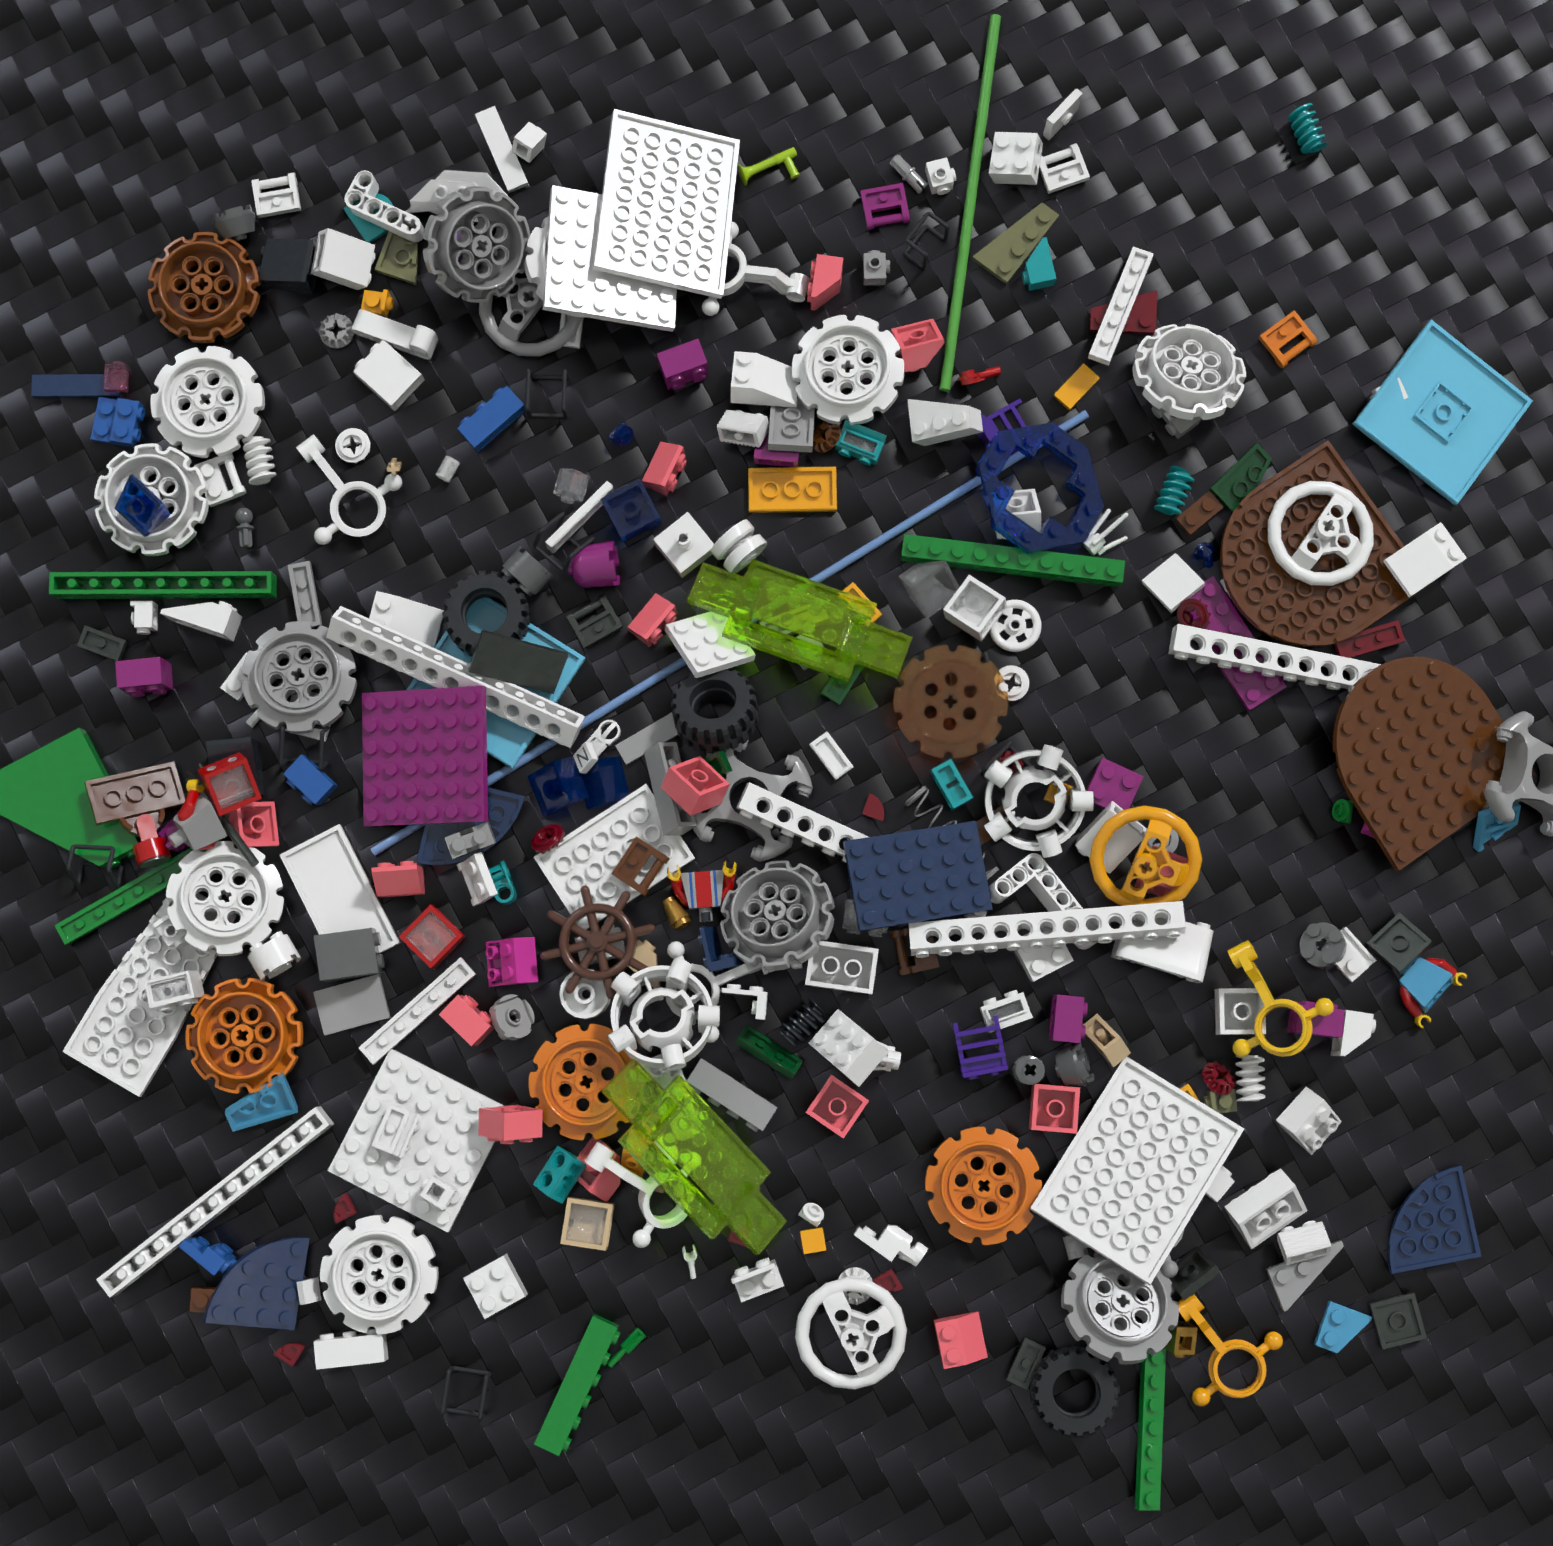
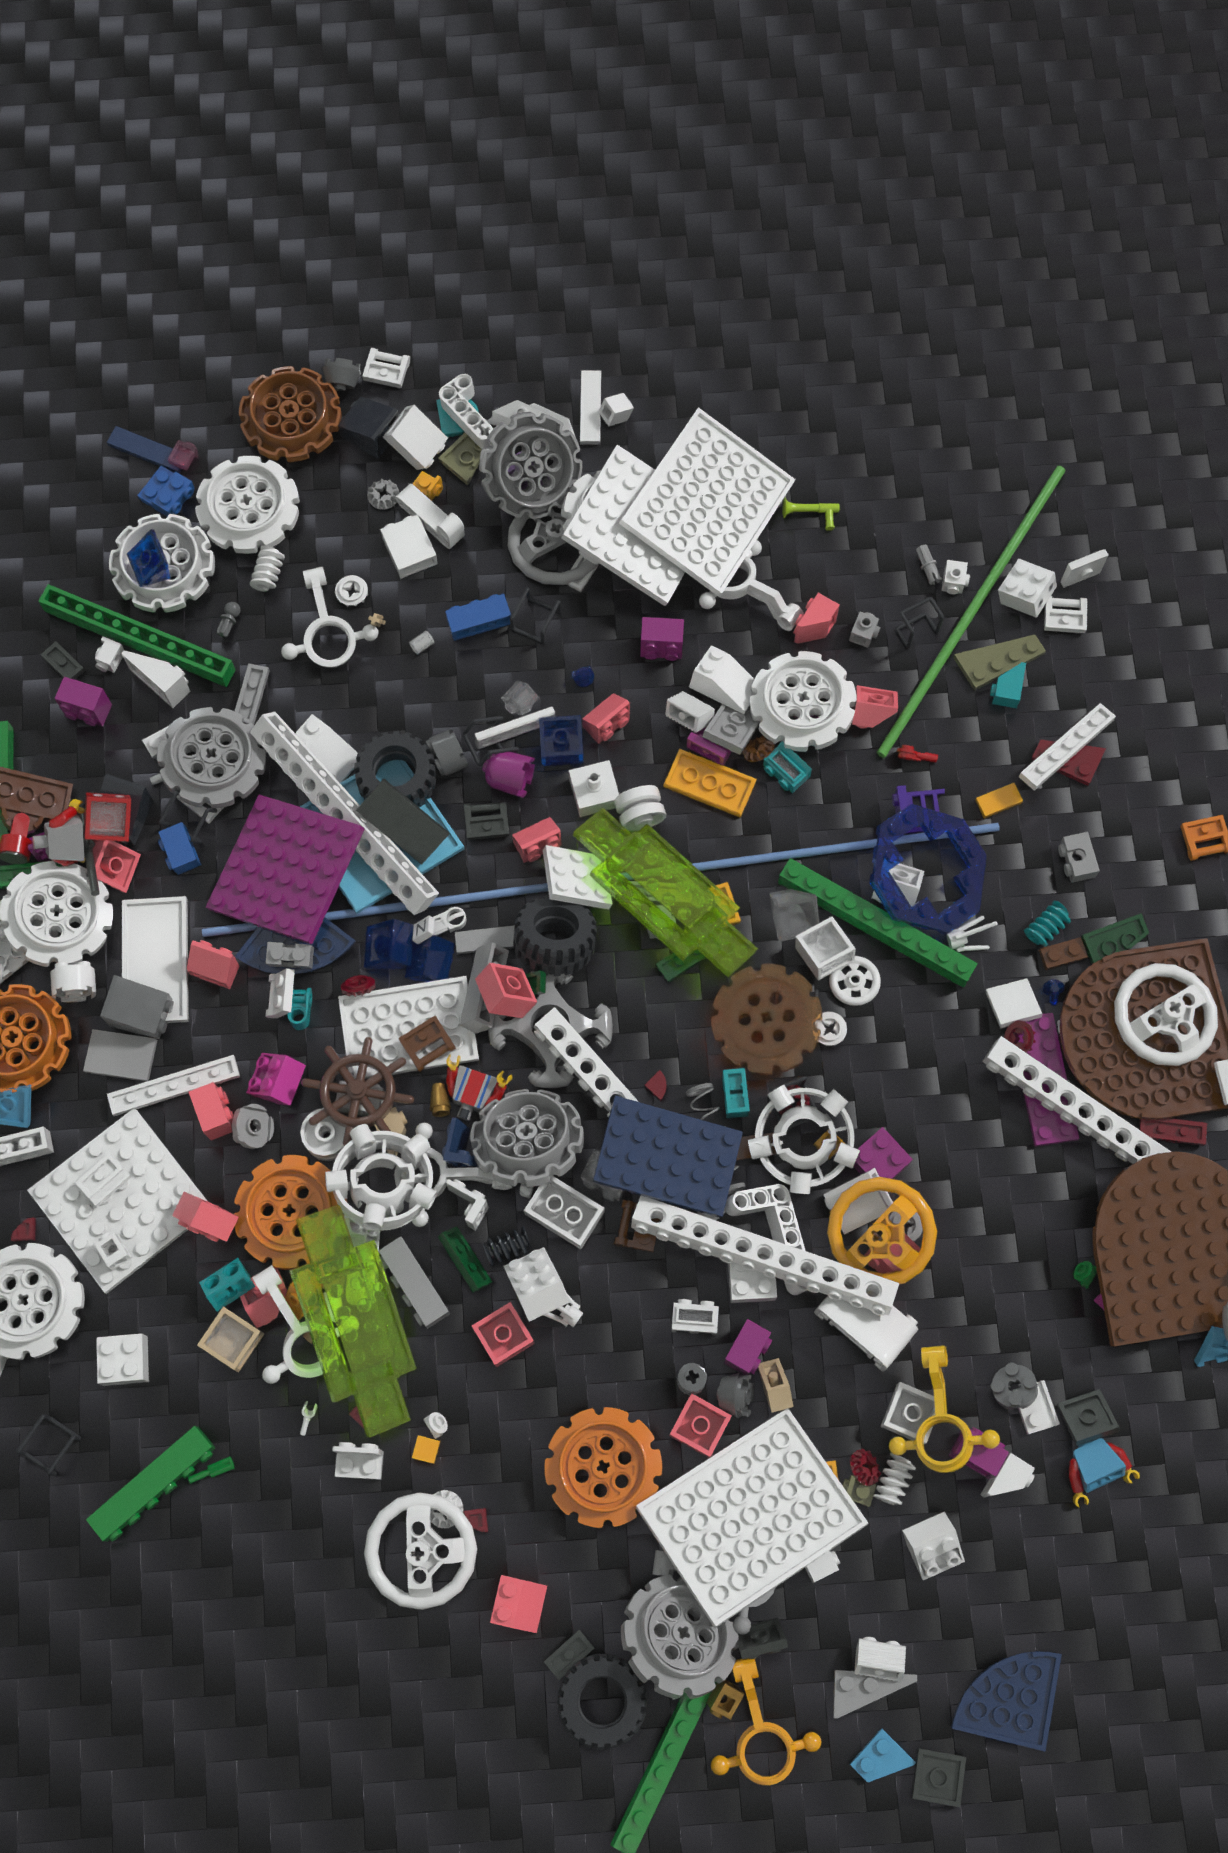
camera: 20 degrees right, 10 degrees down
(217, 488) = (221, 578): white plate -> none
(432, 936) = (217, 1026): piece -> none
(831, 755) = (640, 1023): white tile -> none
(884, 199) = (896, 576): magenta plate -> none
(893, 1242) = (496, 1483): white plate -> none
(942, 421) = (865, 777): white wedge -> none
(989, 1063) = (654, 1355): dark purple plate -> none
(1189, 372) = (1104, 825): white piece -> none
(1266, 1208) = (858, 1611): white slope -> none

